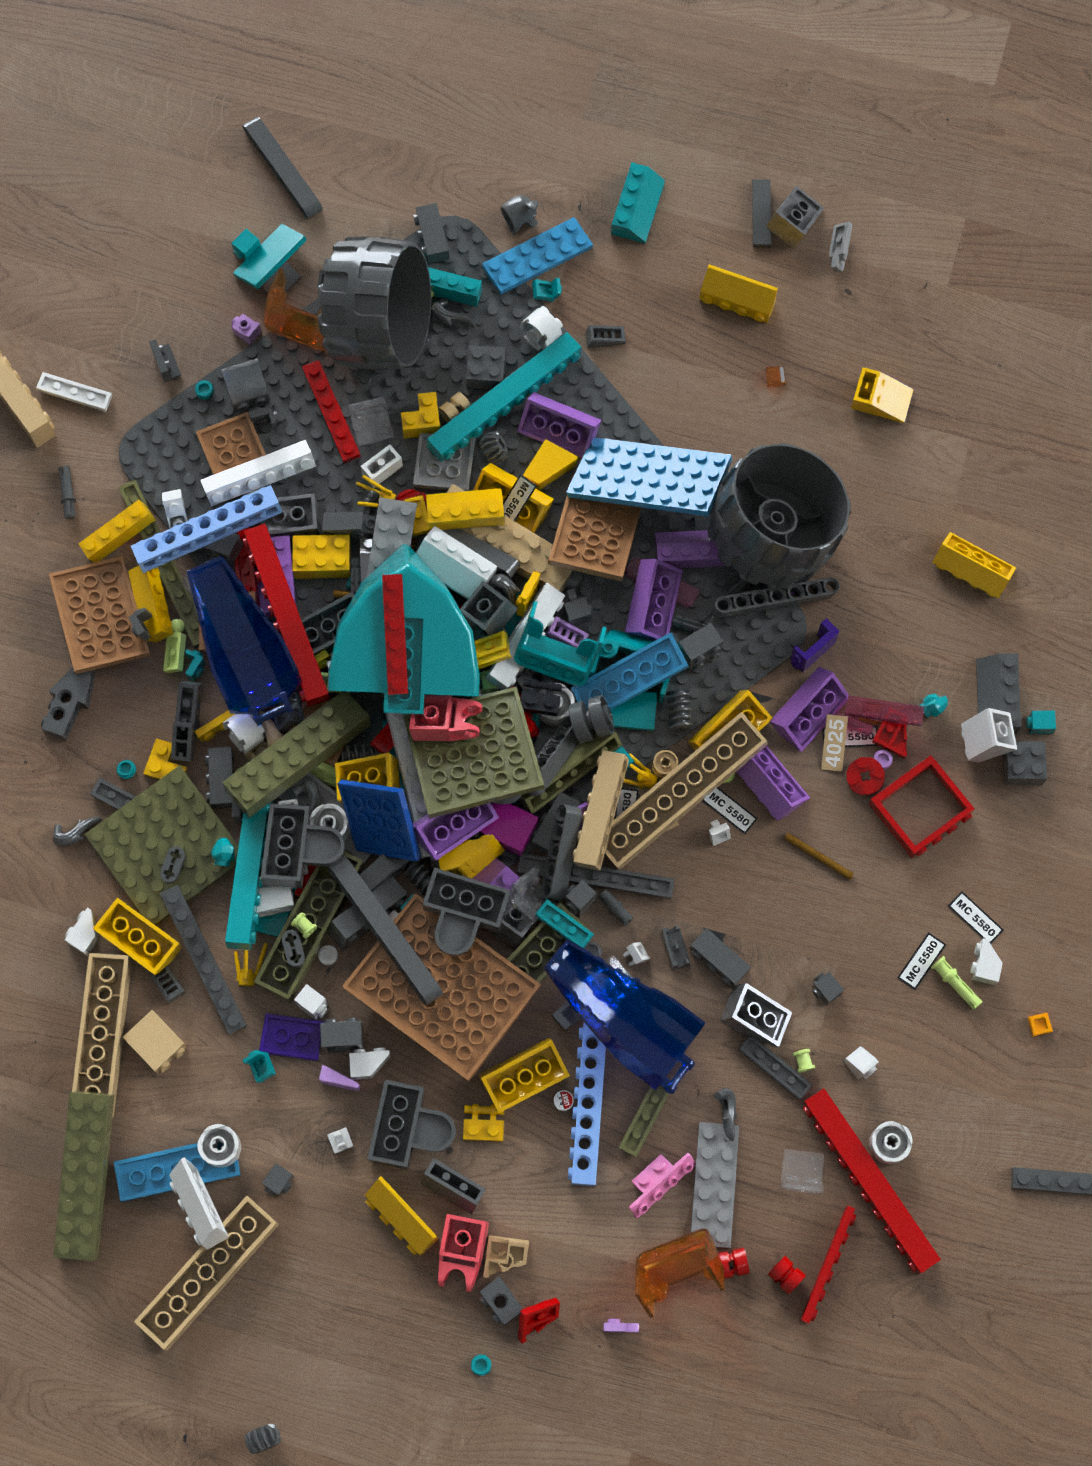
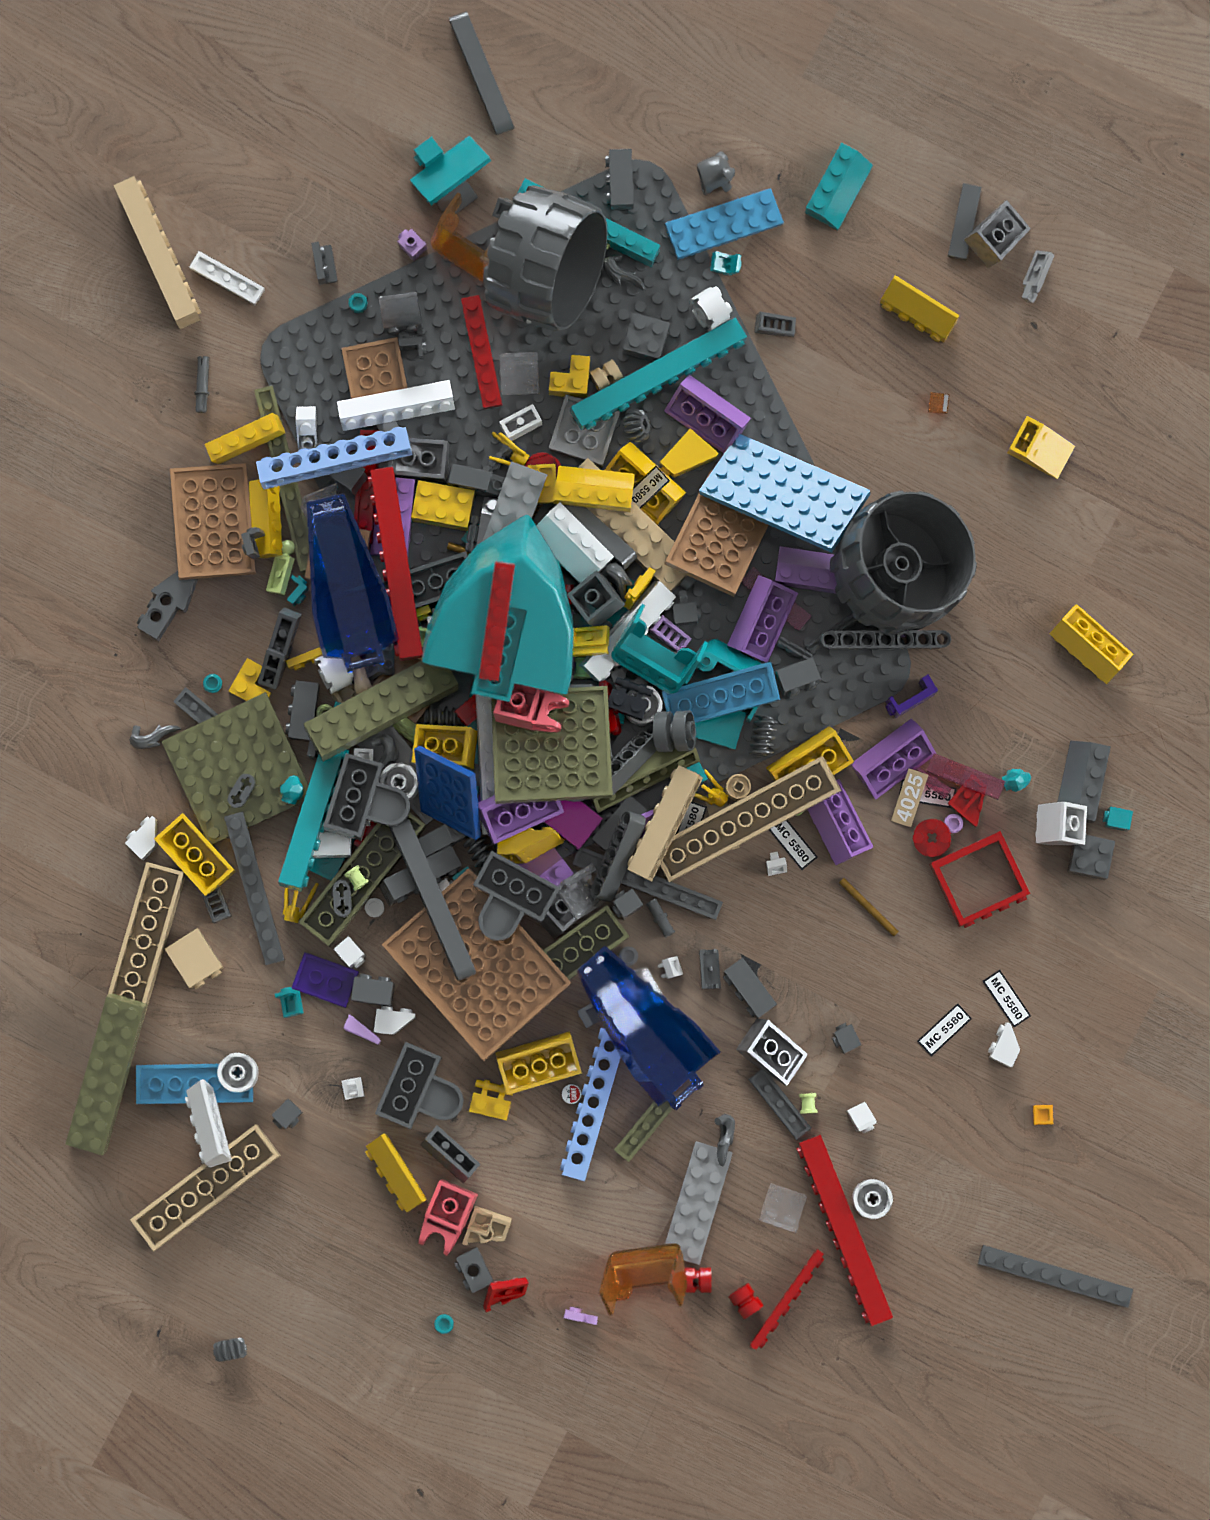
camera: 10 degrees right, 10 degrees up
(564, 924) = (606, 928): teal tile -> none
(657, 1180) = (644, 1187): bright pink bracket -> none
(950, 975) = (967, 1050): yellowish green pin -> none

